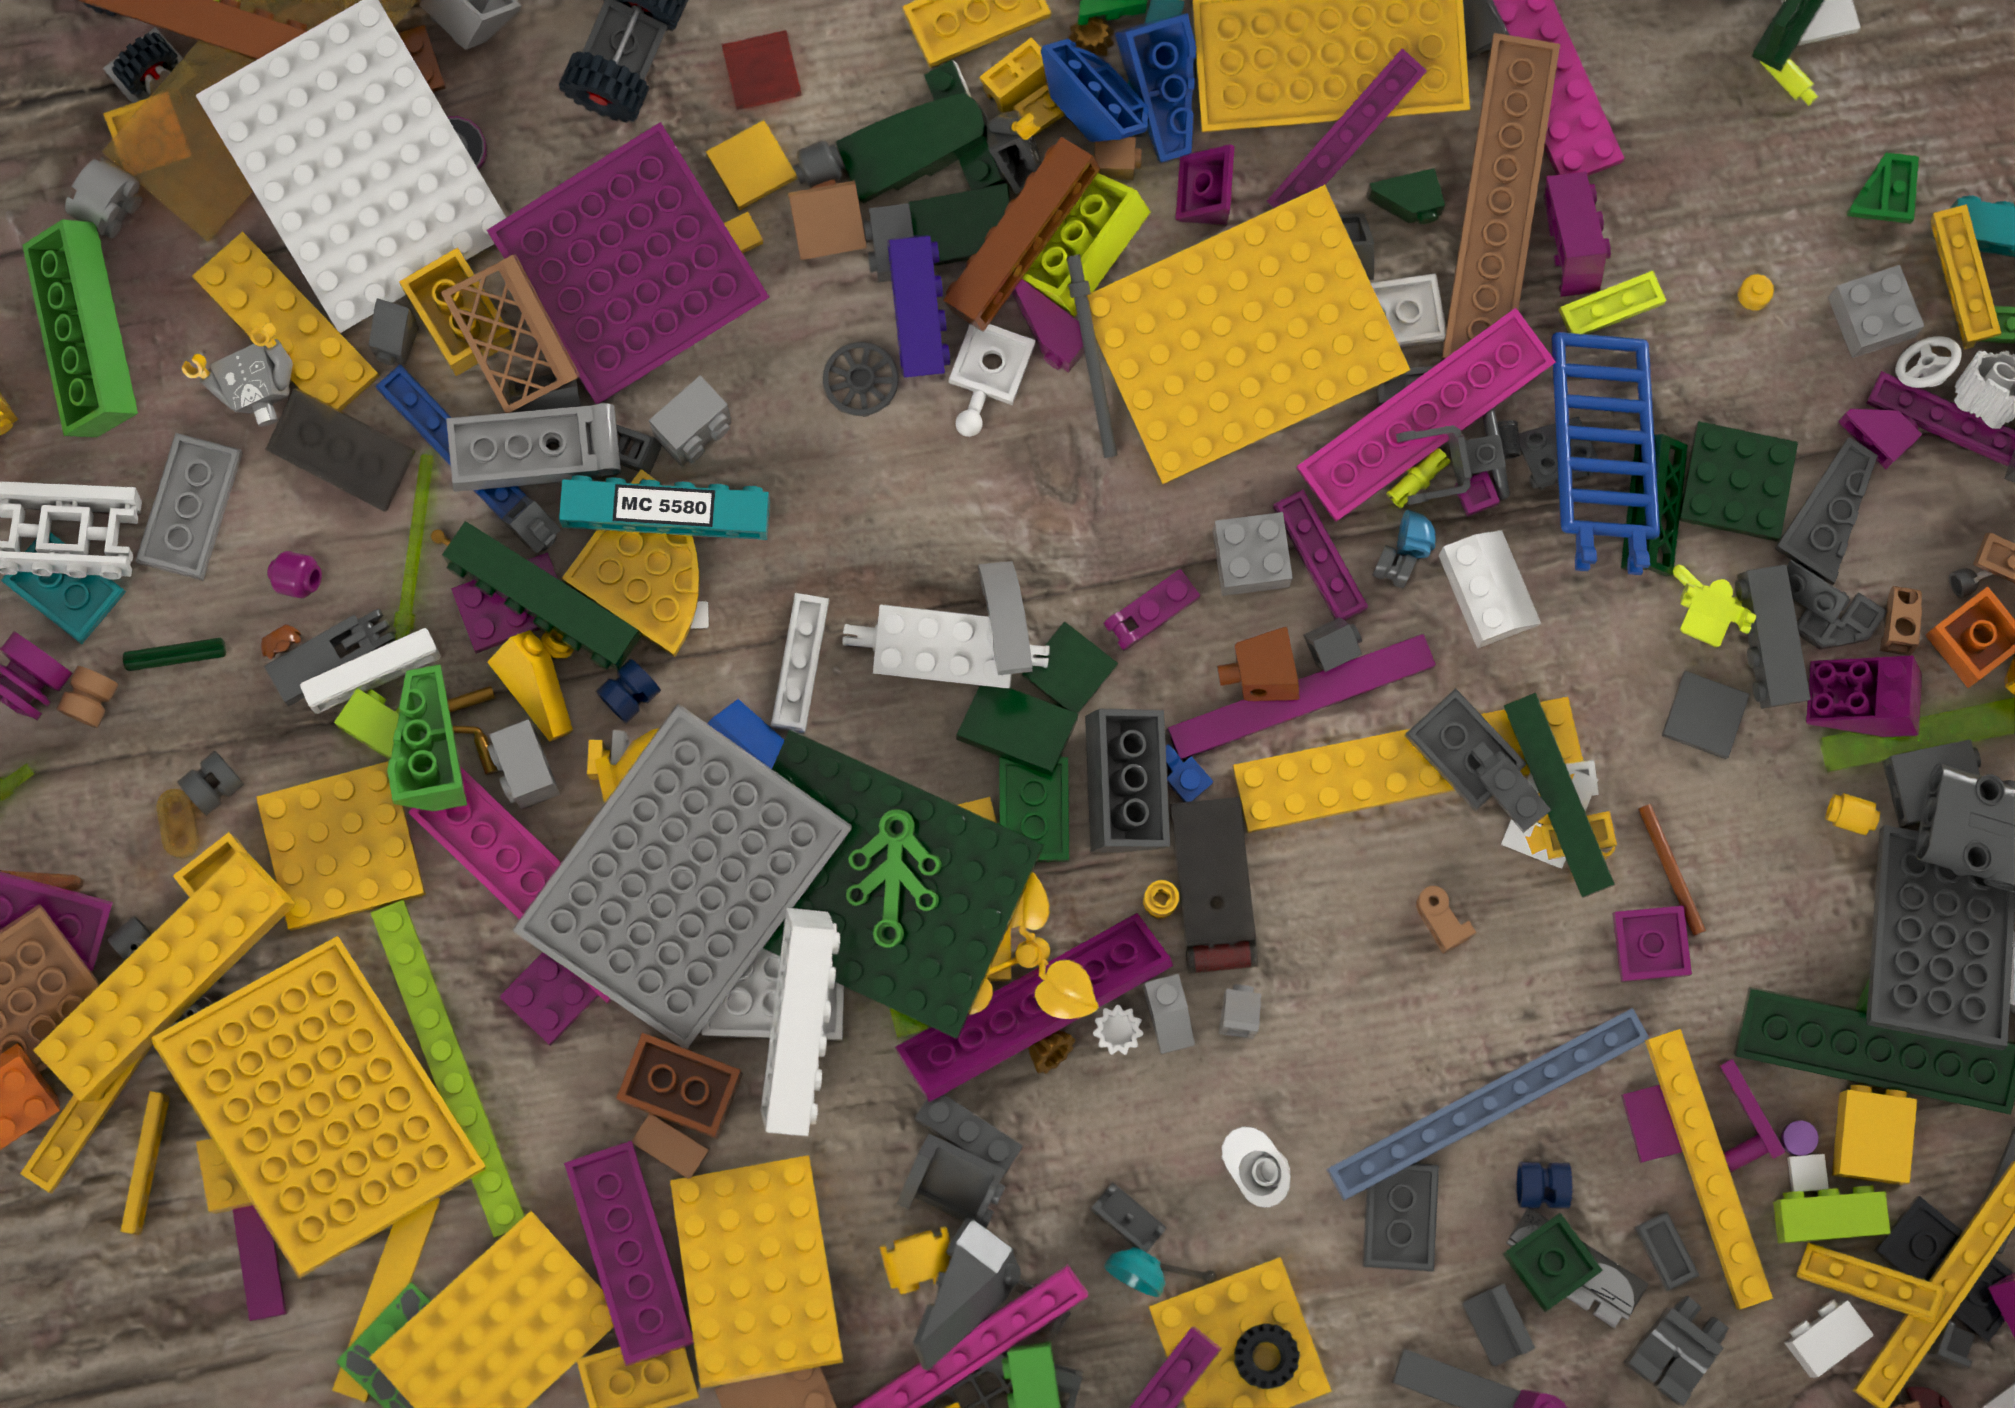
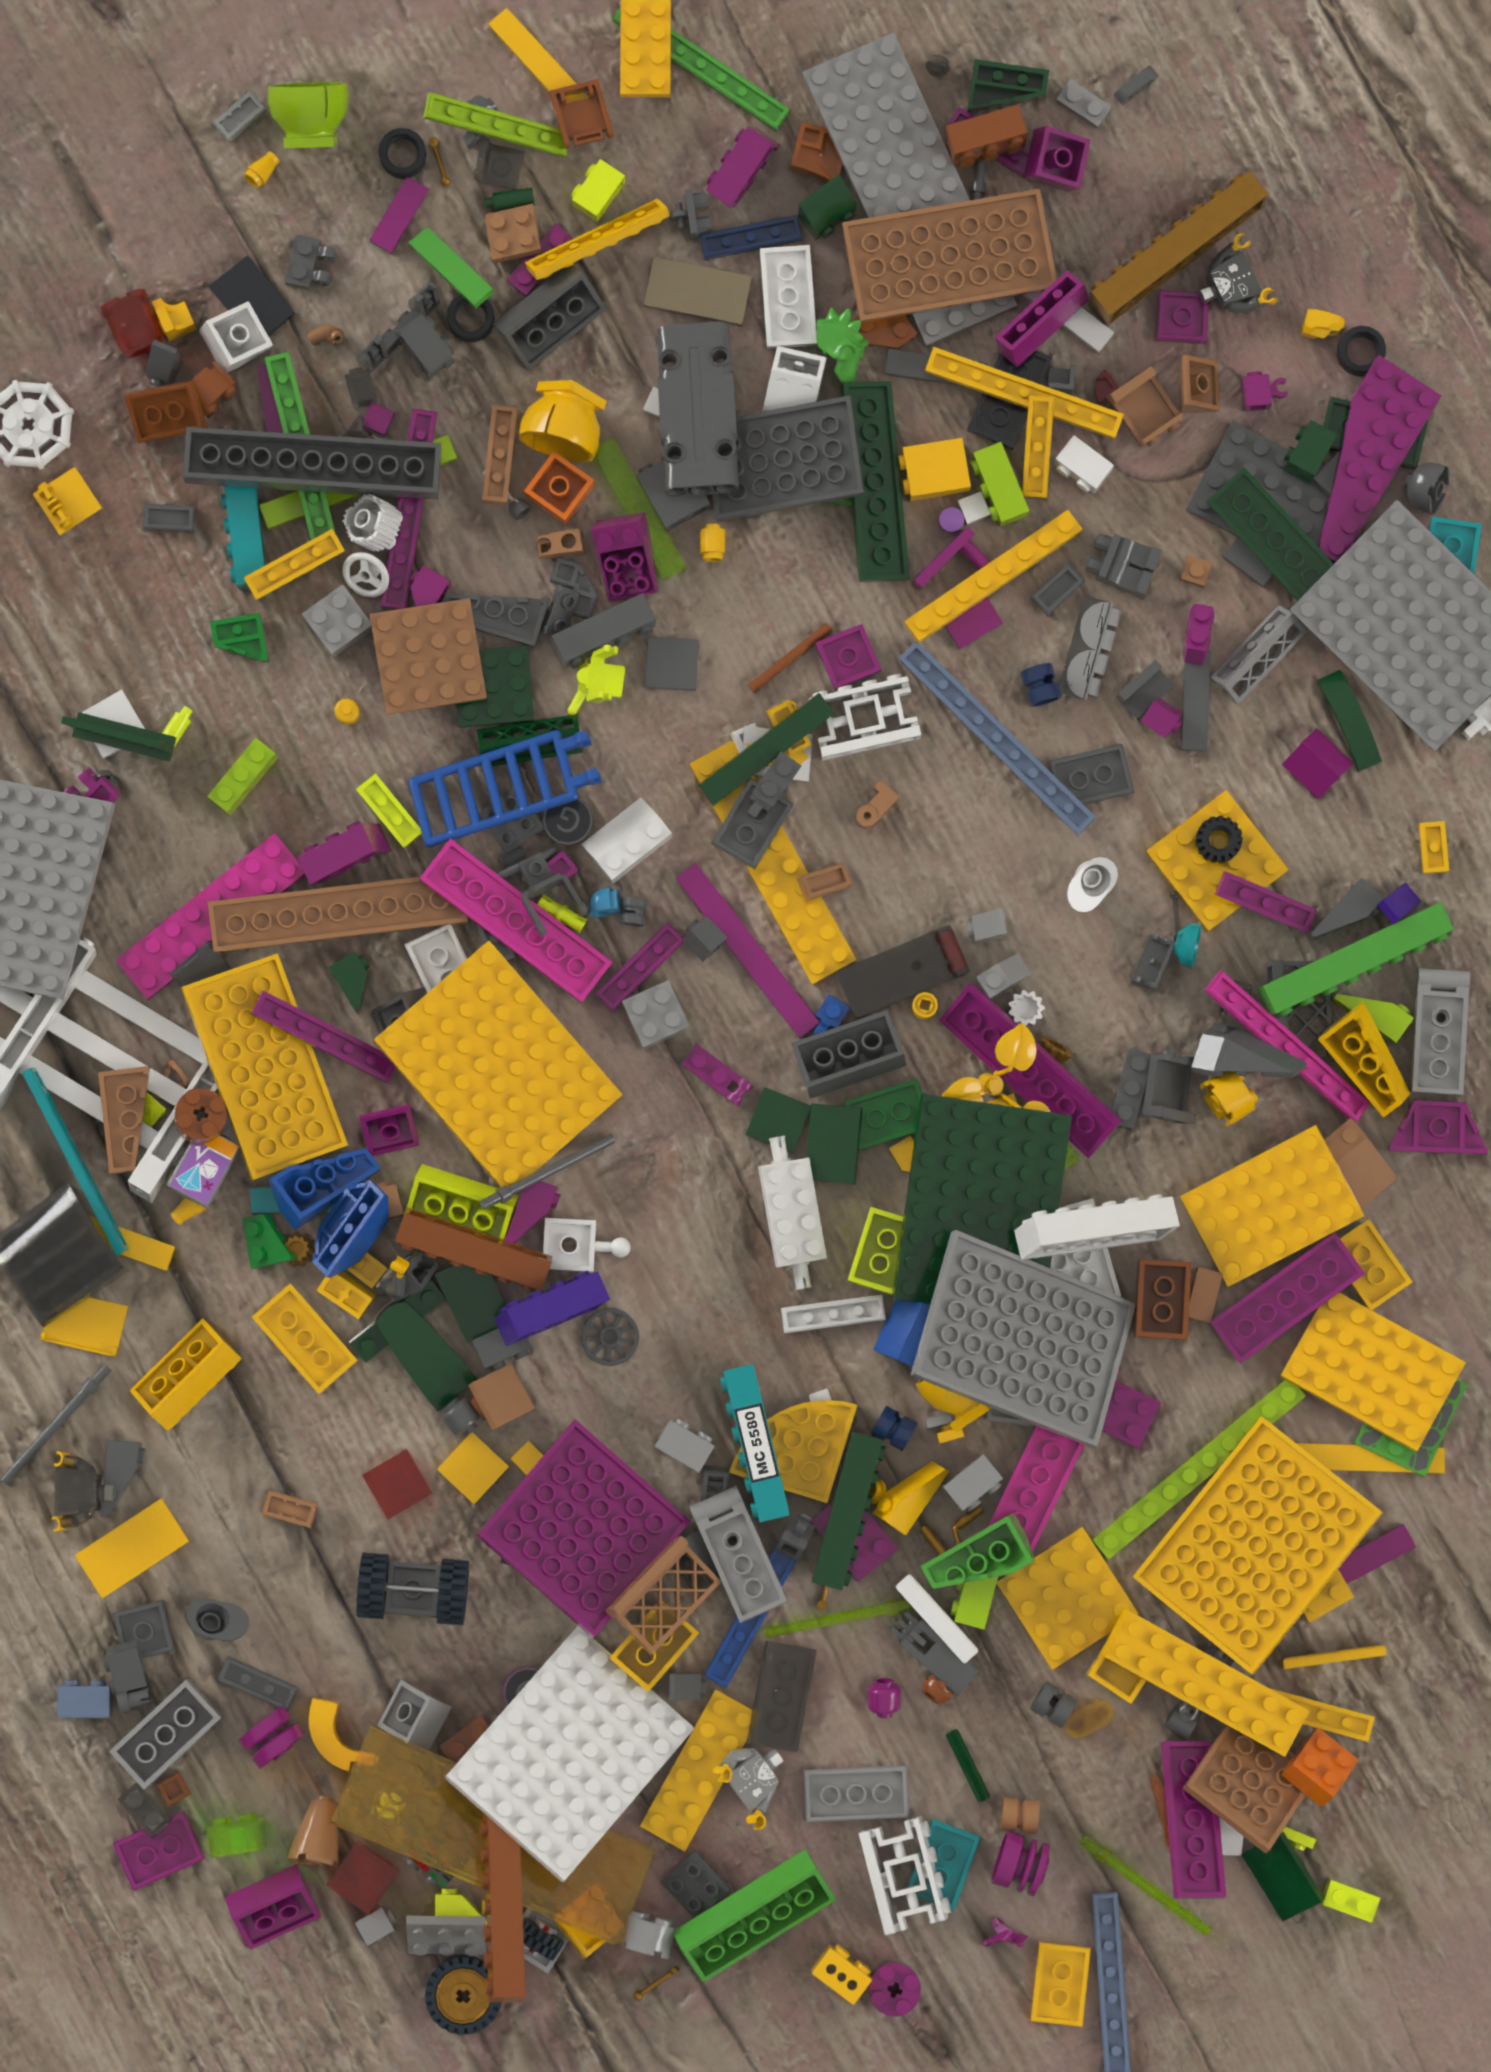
camera: 105 degrees left, 5 degrees up
(39, 170) = (638, 1995): none -> pearl gold hinge
(146, 277) = (695, 1884): none -> dark grey hinge
(861, 733) = (877, 1252): none -> neon yellow brick
(893, 871) = (973, 1192): bright green plant -> none
(1006, 617) = (758, 1174): light grey slope -> none
(1263, 668) = (737, 982): dark orange torso -> none
(1362, 820) = (824, 881): none -> medium nougat tile
(1453, 1334) = (1162, 718): none -> magenta brick
(1534, 523) = (568, 822): none -> black tile
(1540, 937) = (869, 737): none -> white fence
(1552, 1262) = (1092, 664): dark green plate -> none
(1707, 138) = (242, 777): none -> lime brick
(1801, 404) = (428, 656): none -> medium nougat plate

